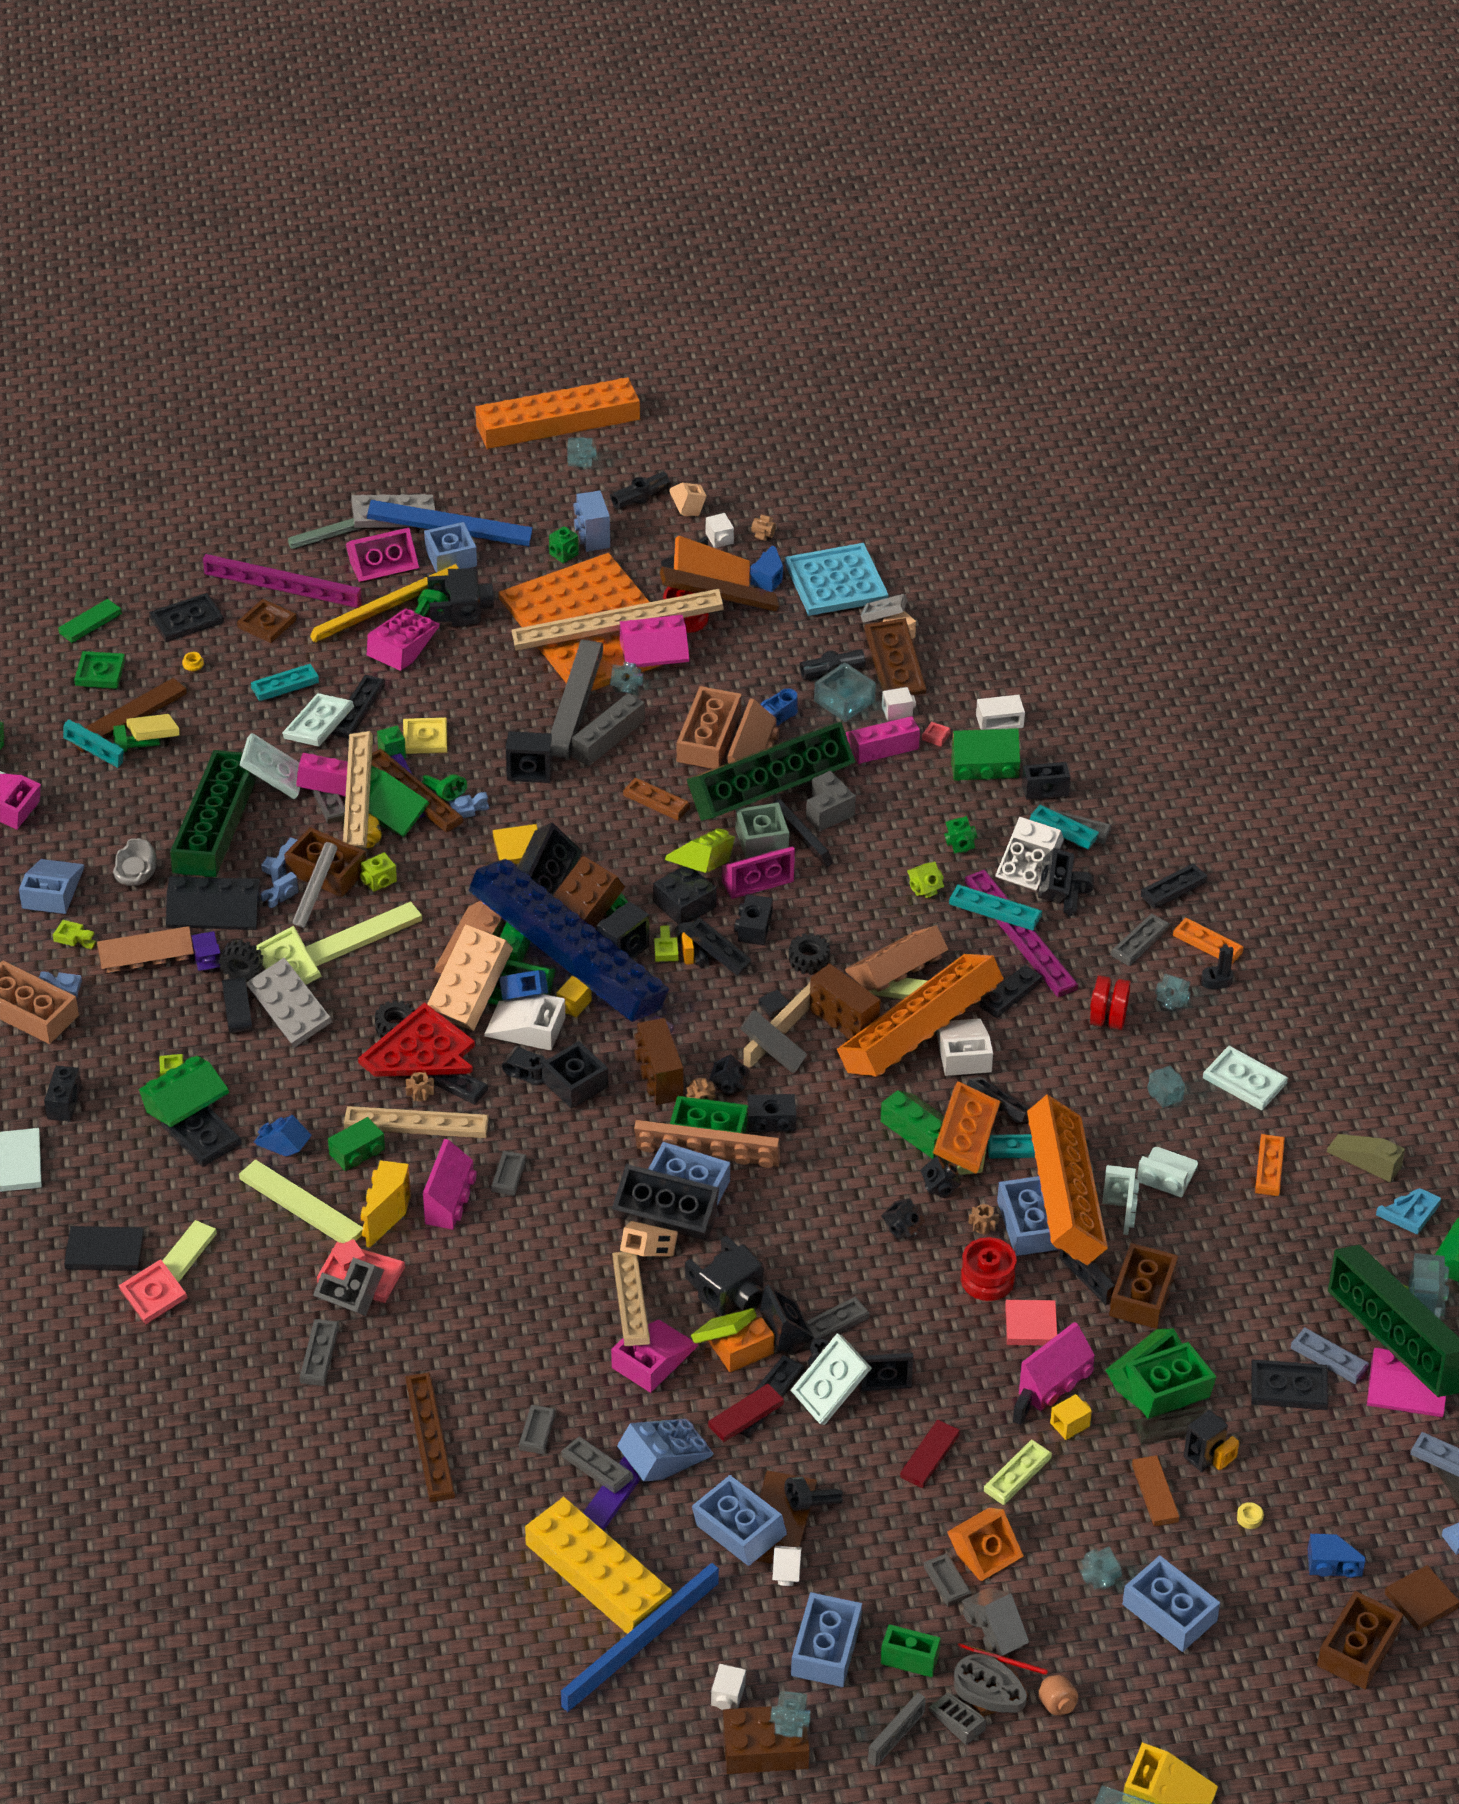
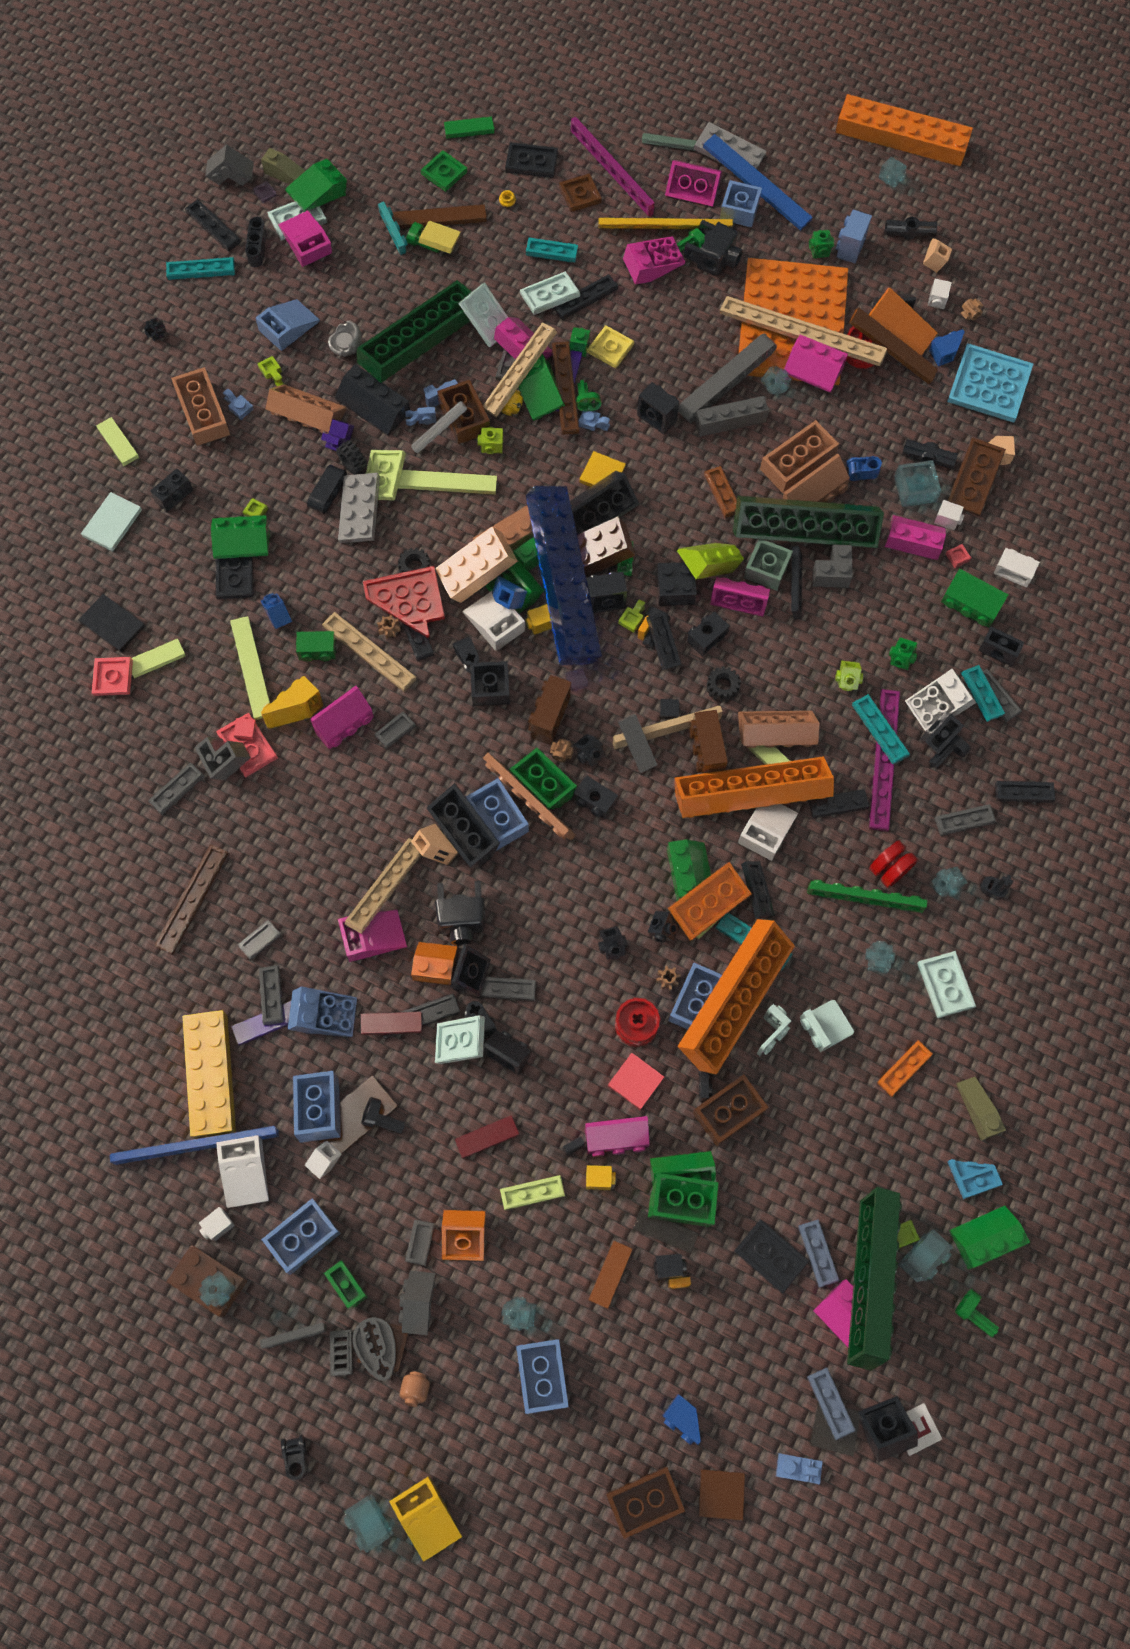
camera: 35 degrees right, 25 degrees up
(712, 1623) = (243, 1171): none -> white slope
(724, 1326) = (425, 949): lime tile -> none
(884, 608) = (1001, 429): light grey tile -> none
(1006, 1660) = (389, 1319): red piece -> none
(1108, 1047) = (872, 897): none -> green plate
(1205, 939) = (1013, 853): orange tile -> none
(1250, 1515) = (658, 1341): light yellow tile -> none

